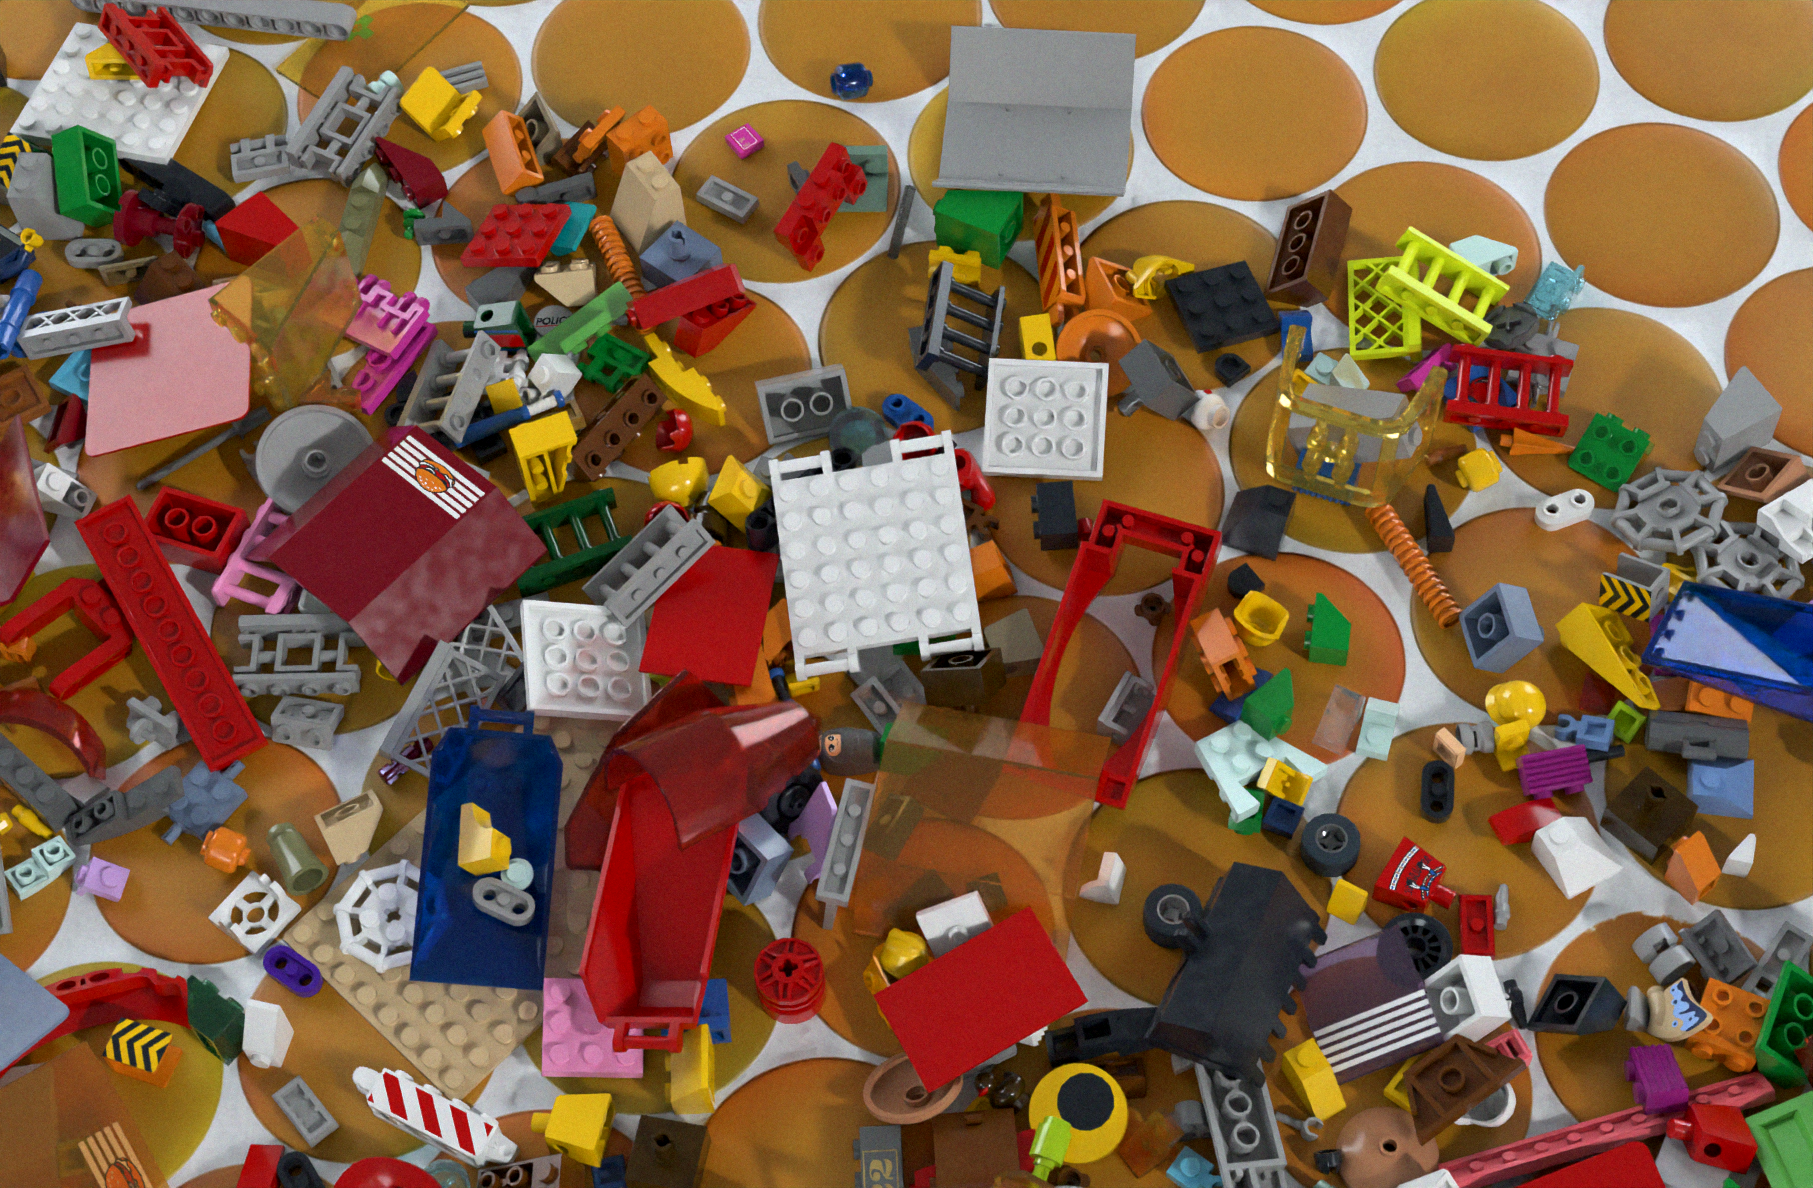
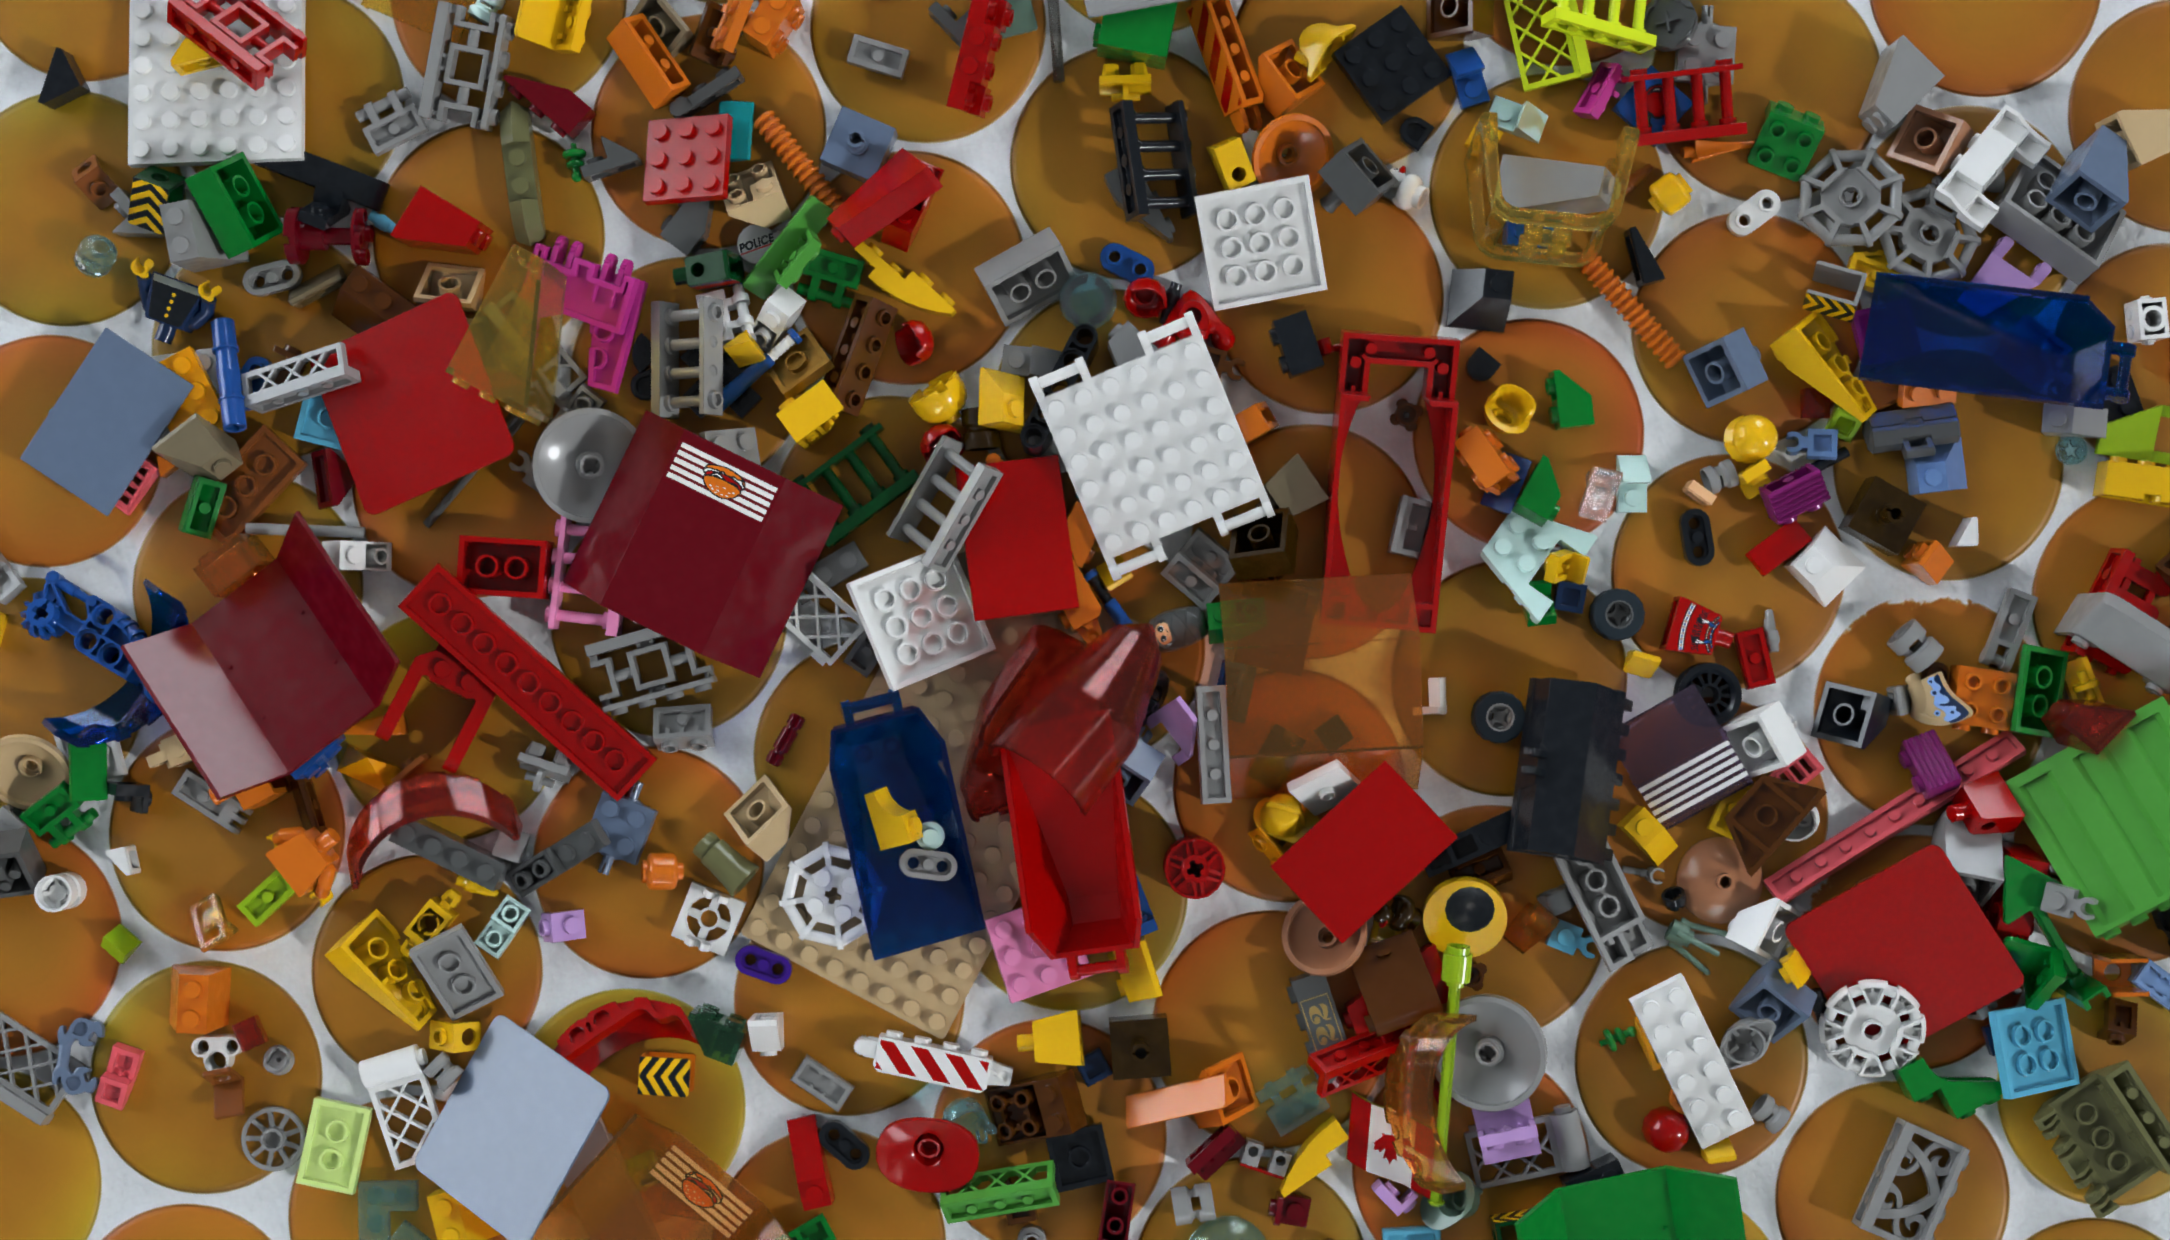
camera: 20 degrees left, 30 degrees up
(322, 393) = (572, 400): clear orange slope -> none
(422, 694) = (781, 688): light grey fence -> none
(646, 202) = (805, 93): tan slope -> none
(1517, 1003) = (1800, 716): black piece -> none
(1718, 949) = (1958, 629): flat silver bracket -> none

